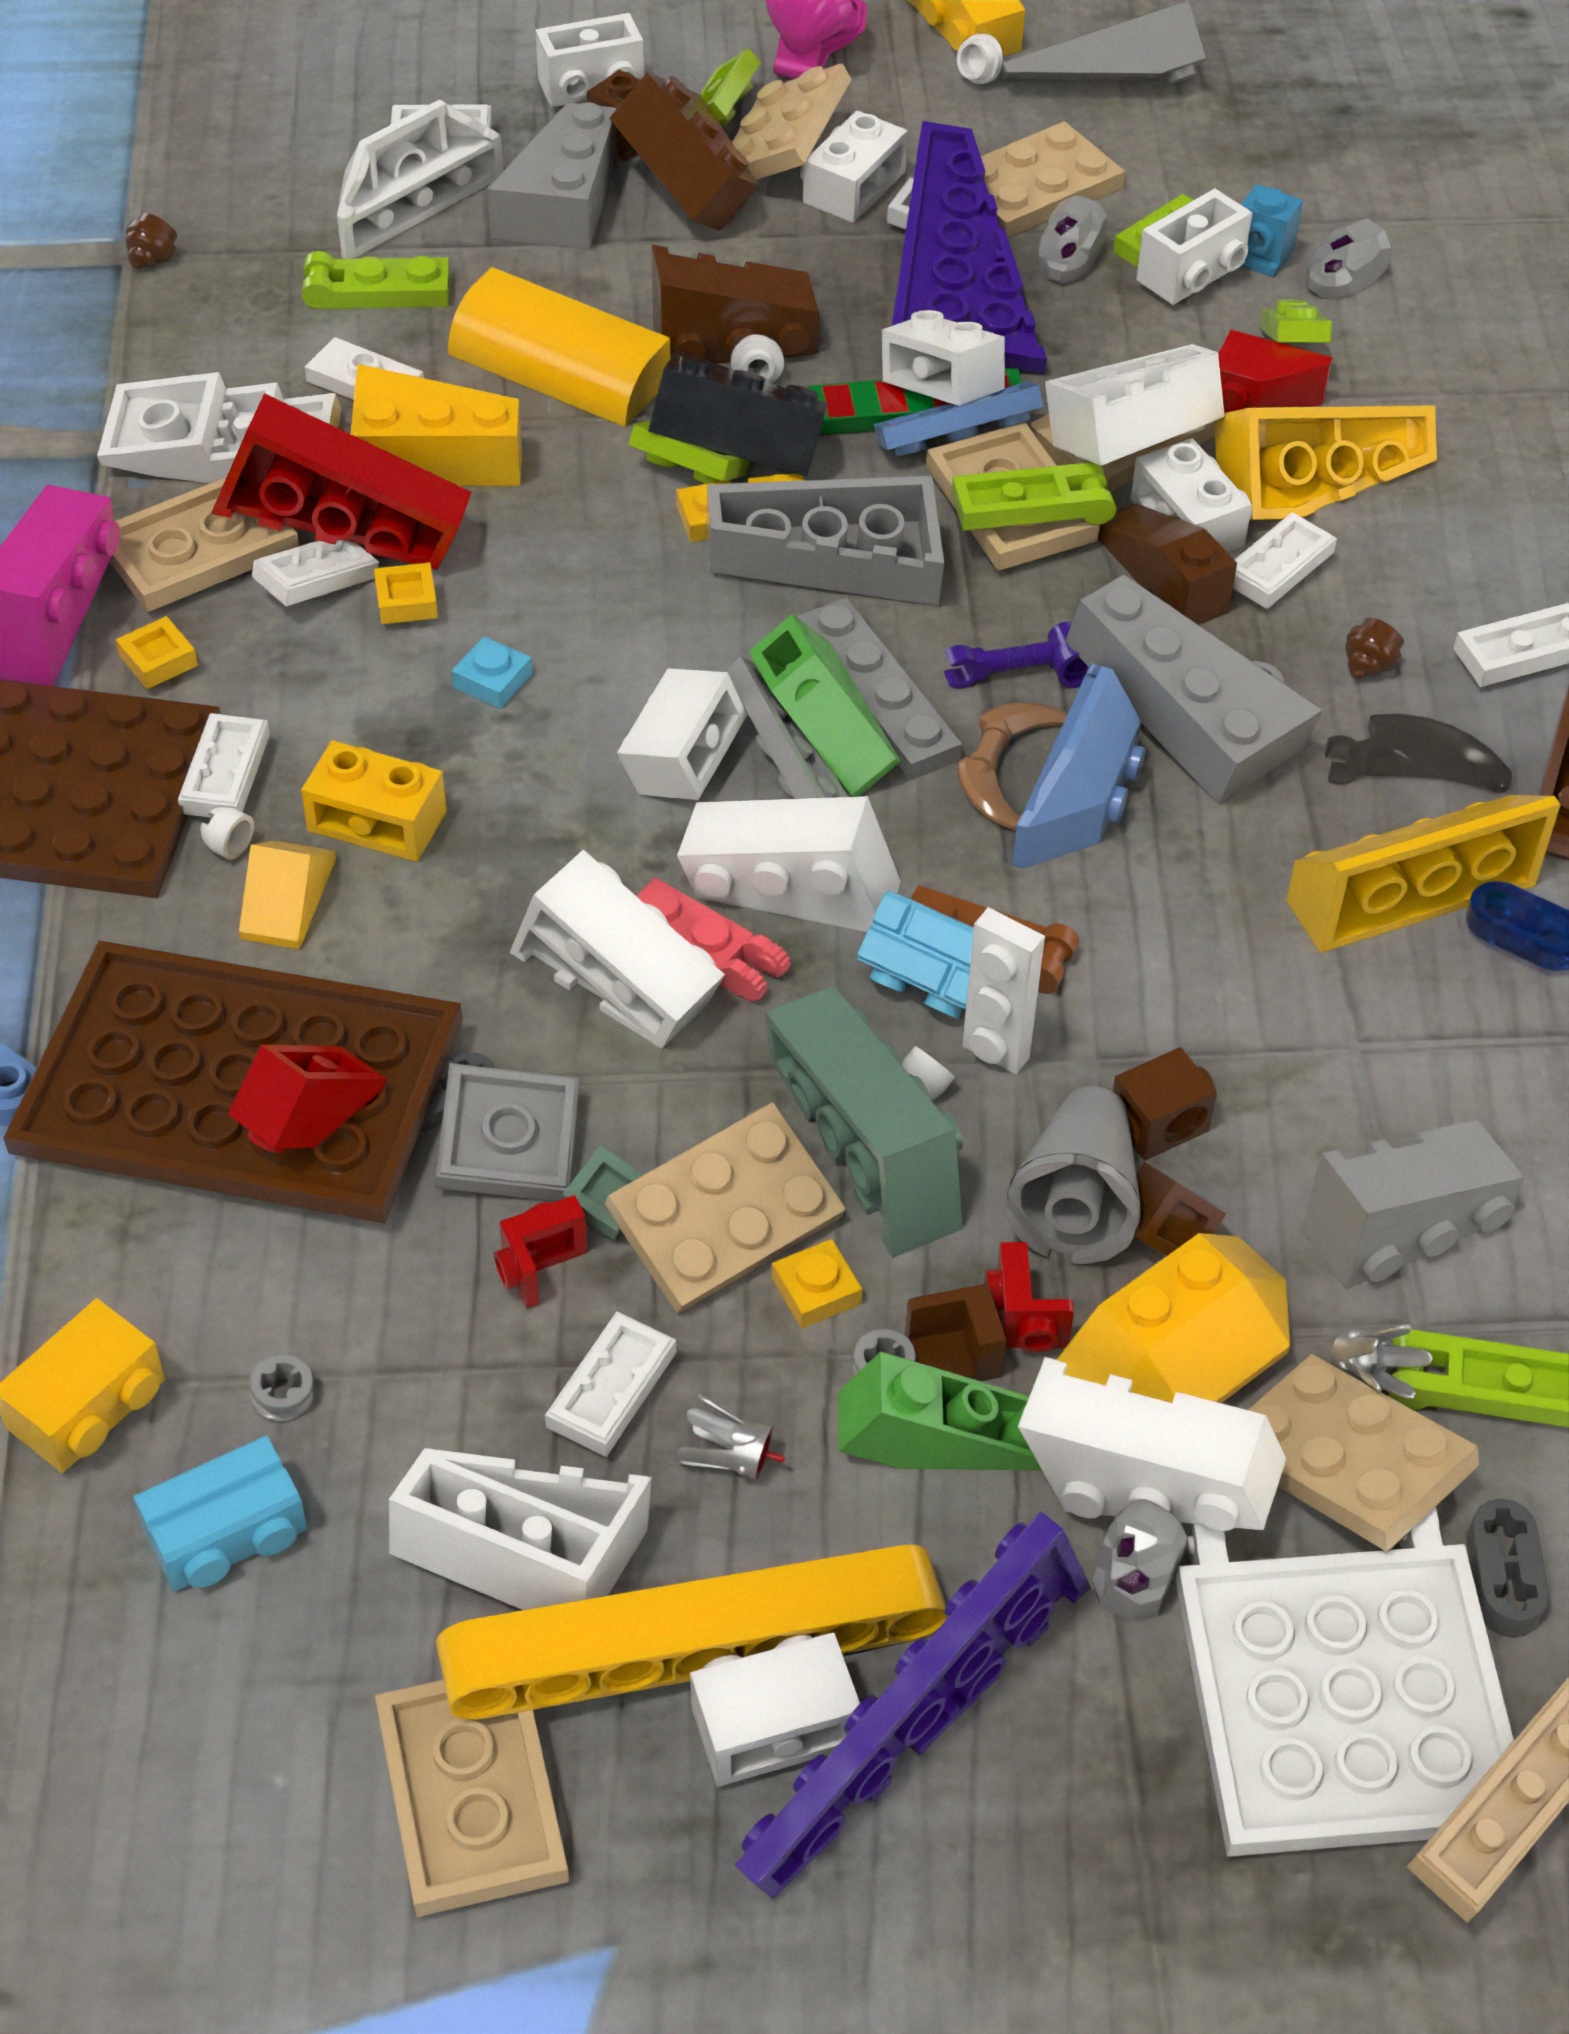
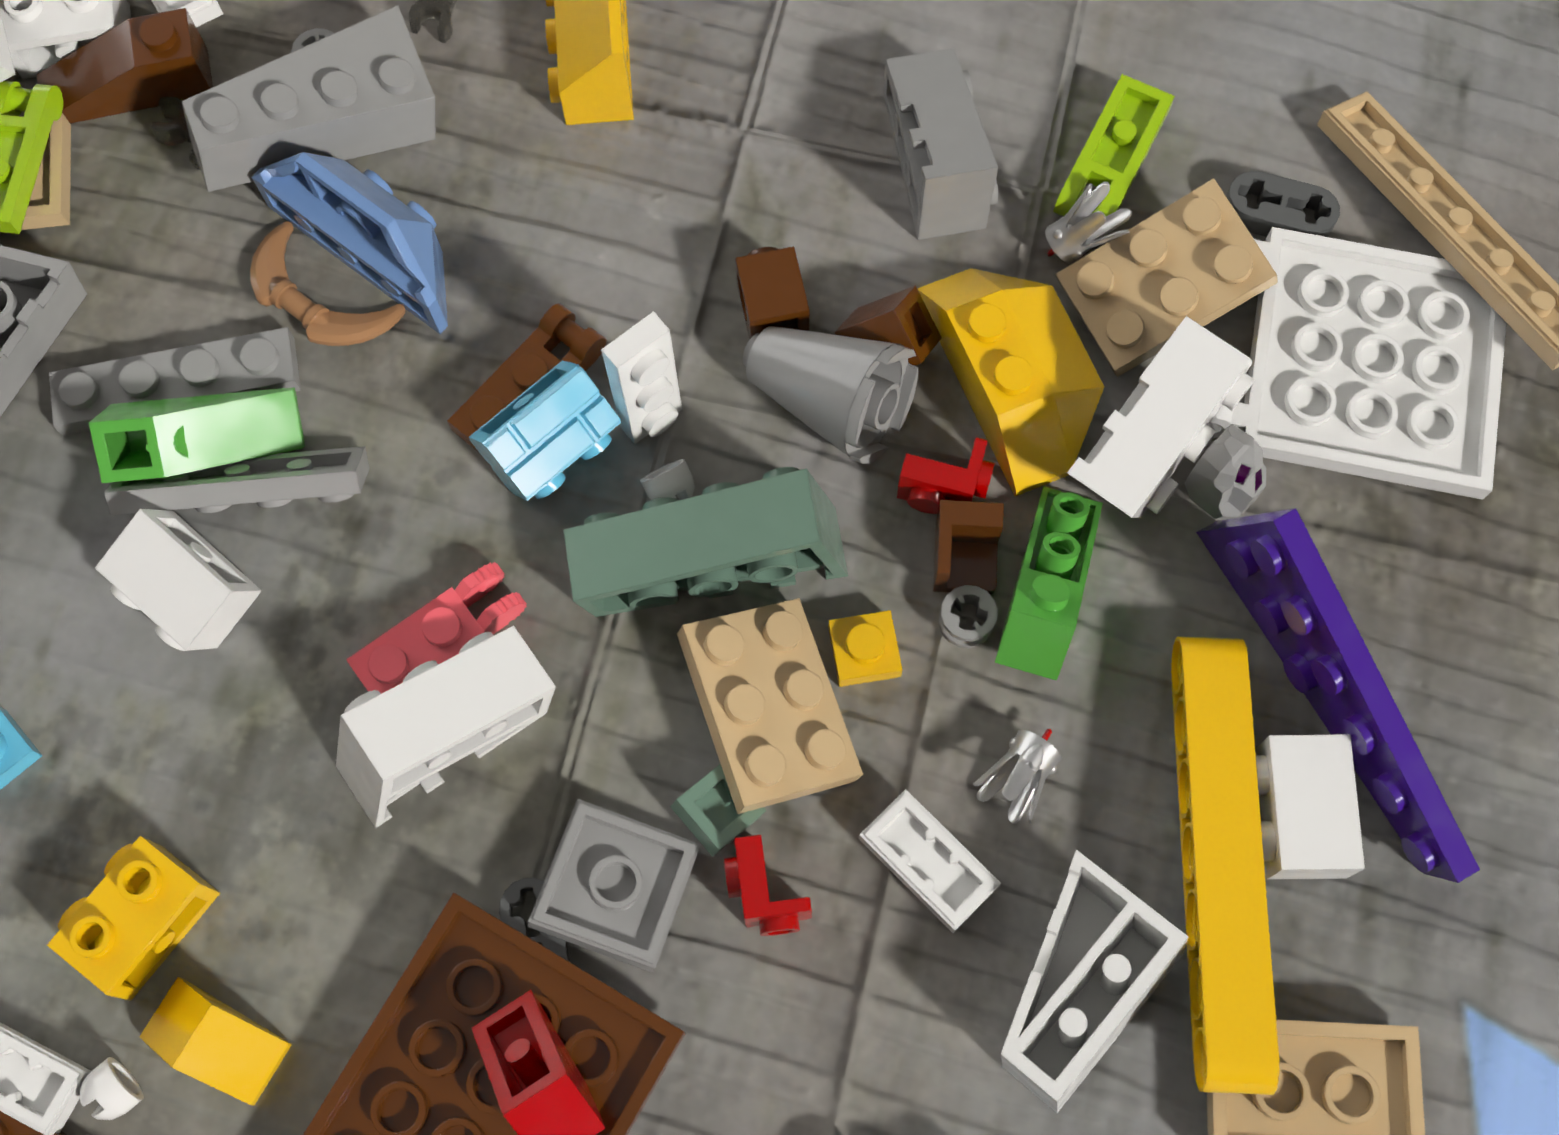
camera: 70 degrees left, 20 degrees up
(791, 858) = (380, 526): white wedge -> none
(979, 663) = (202, 207): dark purple brick -> none

